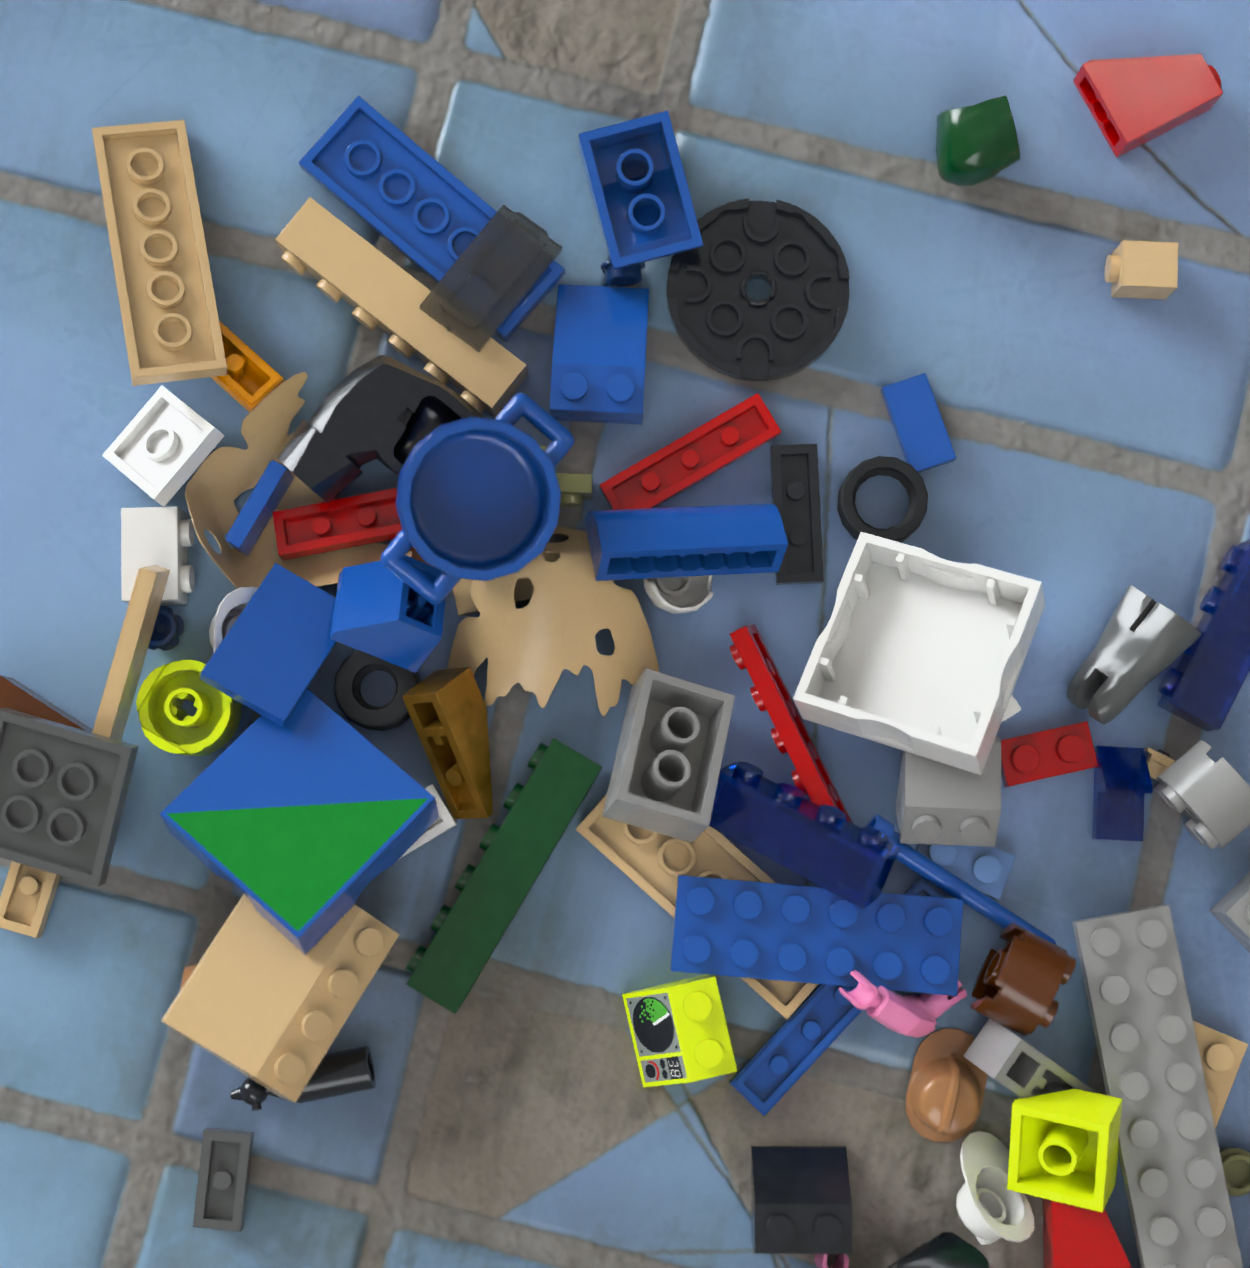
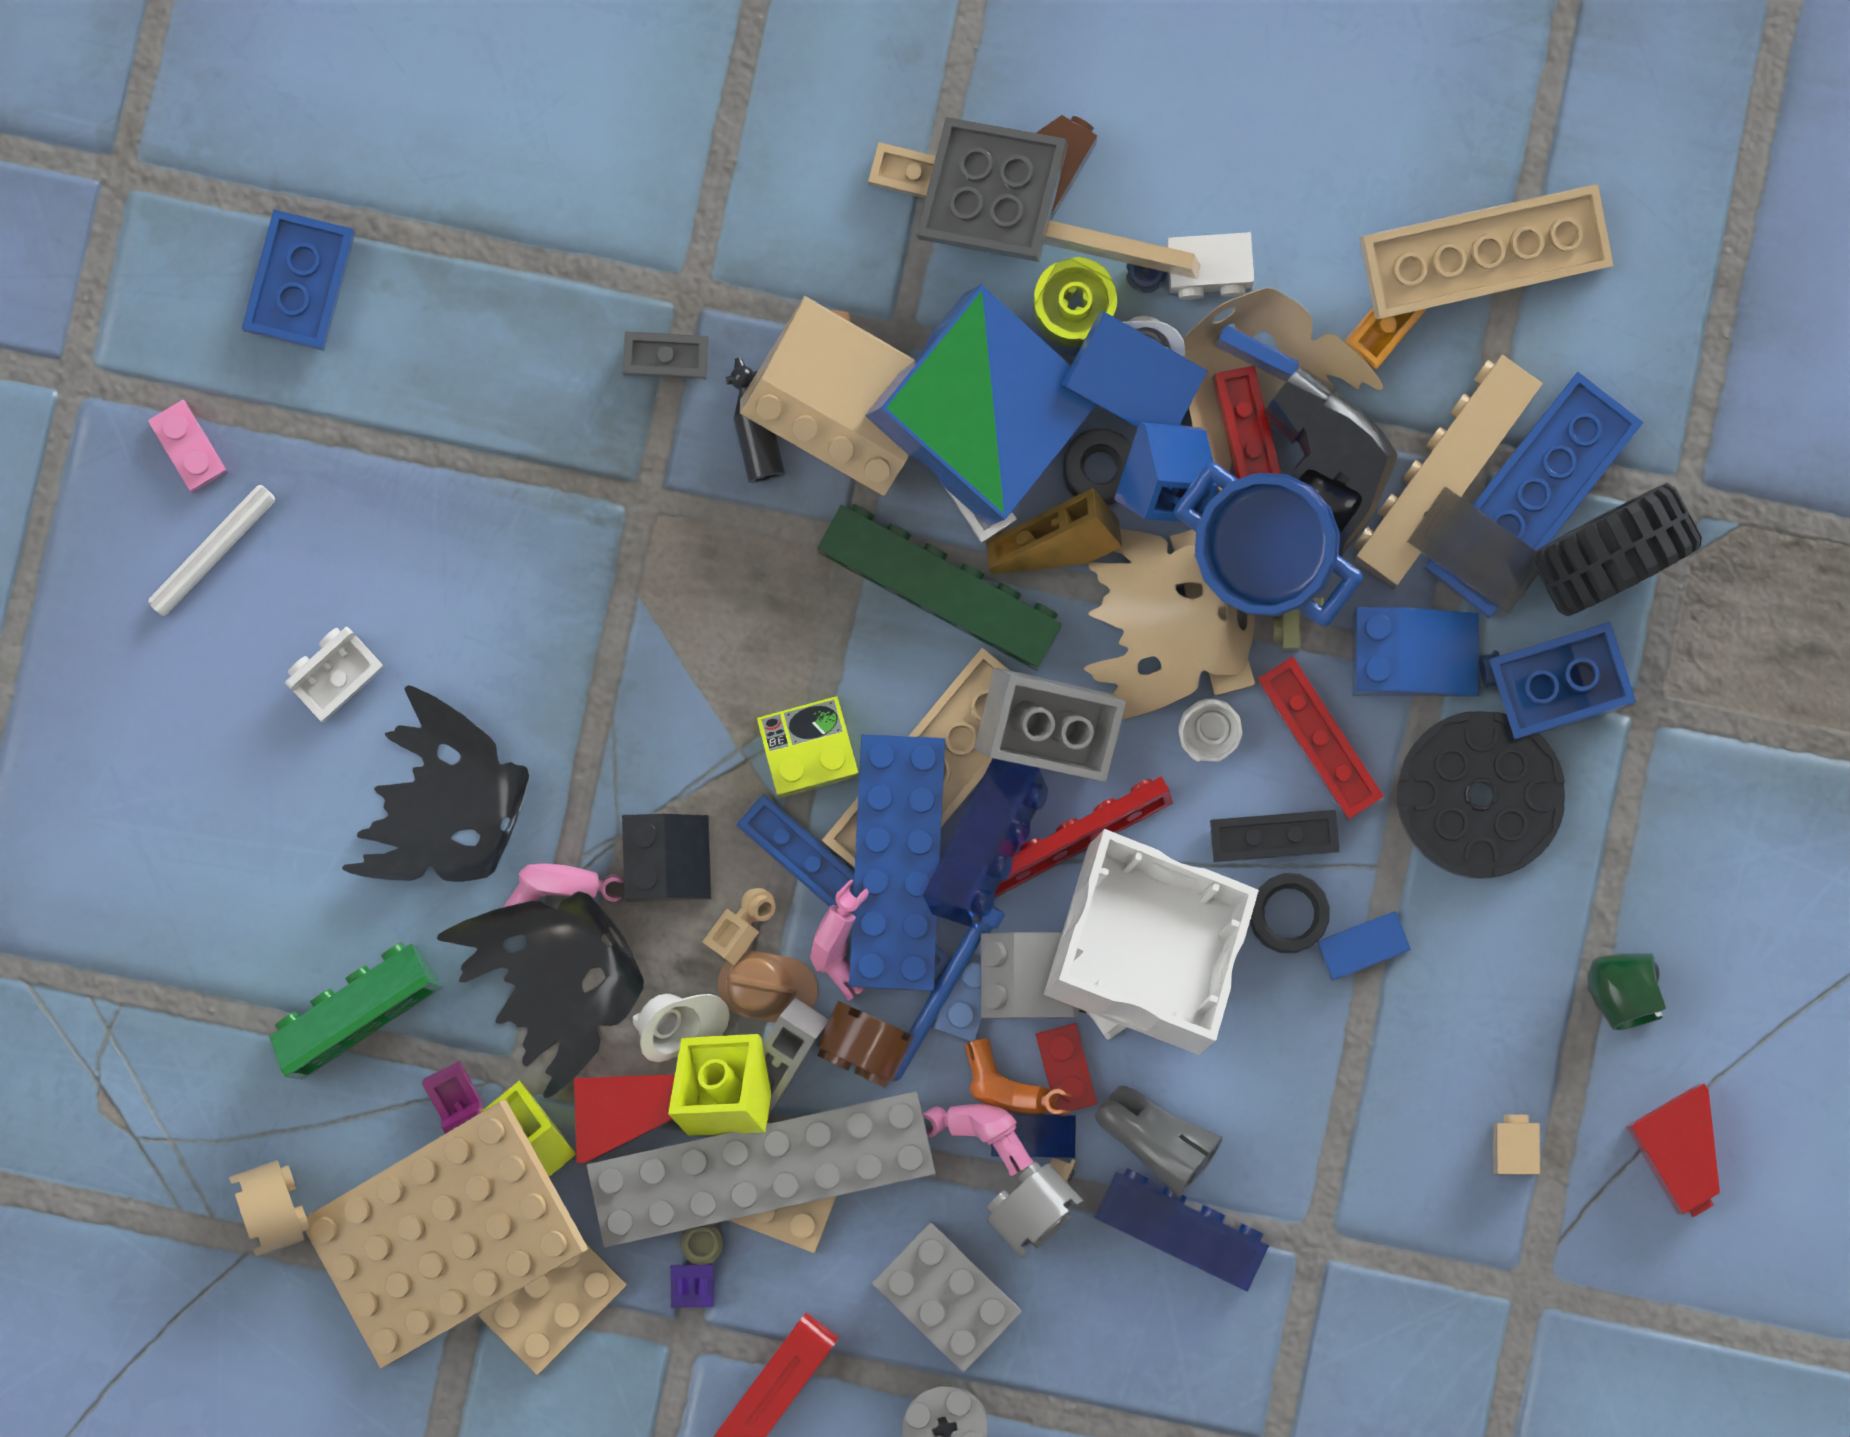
camera: 90 degrees right, 0 degrees up
(163, 446) = (1309, 265): white plate -> none
(501, 117) = (1617, 550): none -> black tyre
(685, 541) = (1242, 733): blue brick -> none
(885, 1123) = (734, 932): none -> tan plate
(1075, 820) = (1000, 1091): none -> orange arm
(1114, 842) = (988, 1124): none -> bright pink arm

